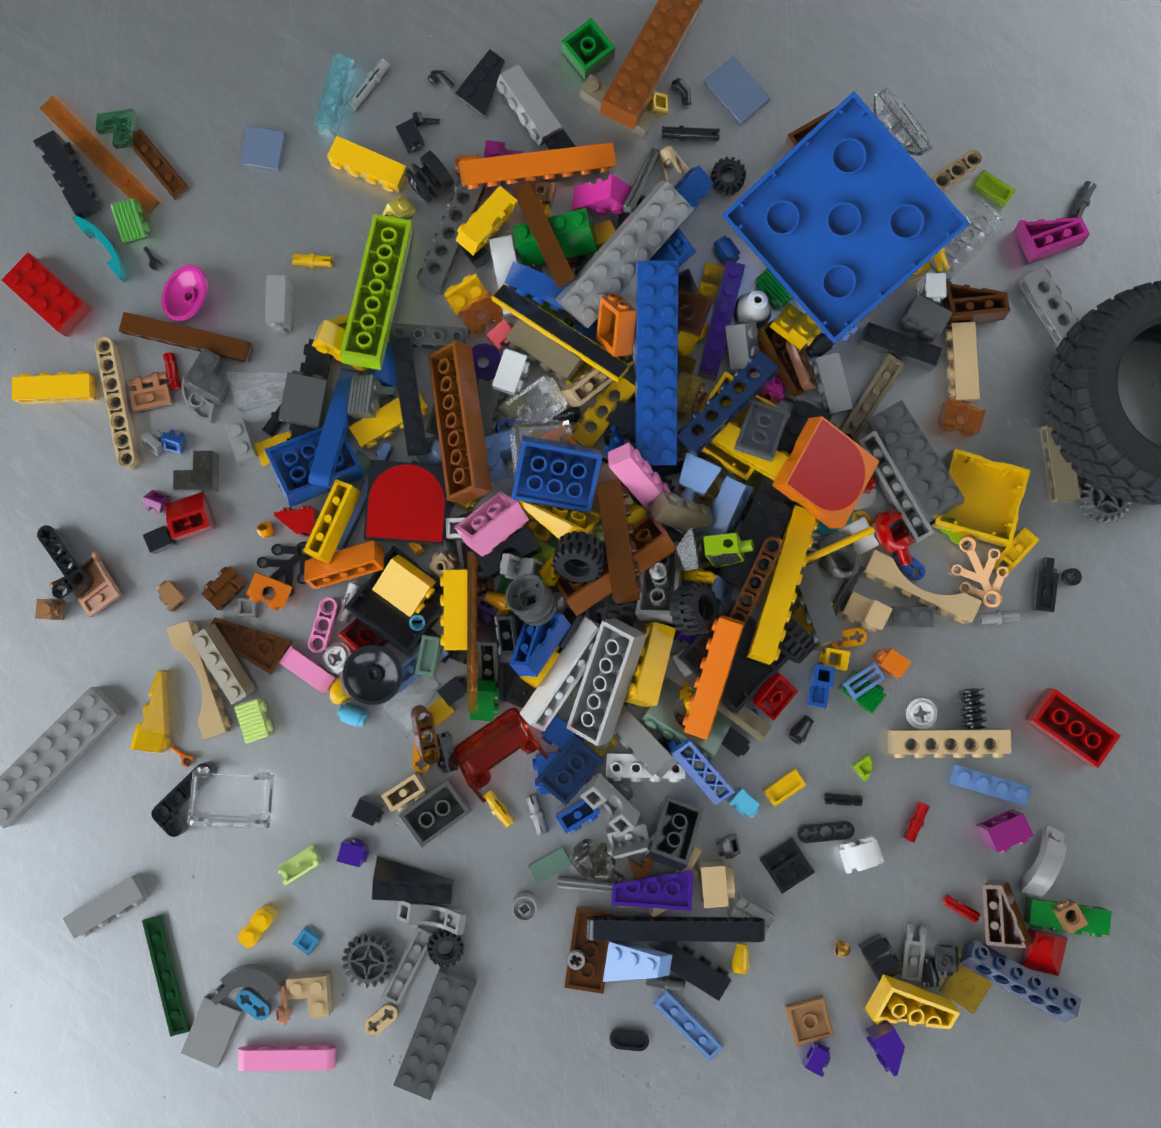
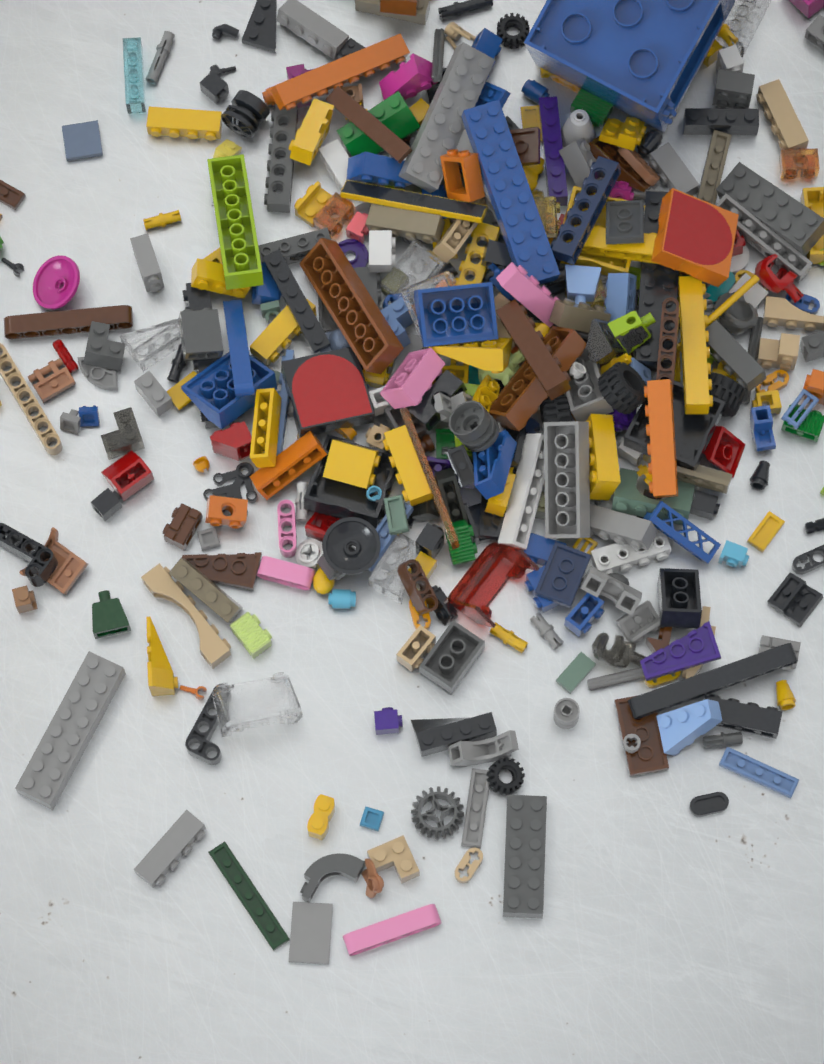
camera: 20 degrees left, 15 degrees down
(124, 654) = (108, 616): none -> dark green torso
(155, 500) = (90, 471): magenta tile -> none
(171, 595) = (134, 549): medium nougat brick -> none
(256, 1000) = (344, 888): dark azure beam -> none
(299, 864) = (341, 750): yellowish green hinge -> none
(364, 396) = (255, 314): dark grey brick -> none
(368, 811) = (388, 679): black brick -> none
(480, 258) = (314, 169): black bracket -> none
(496, 600) = (439, 450): yellow cone -> none
(579, 557) = (503, 386): black tyre -> none
(715, 883) = (734, 630): tan piece -> none
(730, 846) = (736, 598): black tile -> none
(975, 304) = (773, 65): reddish brown wedge -> none

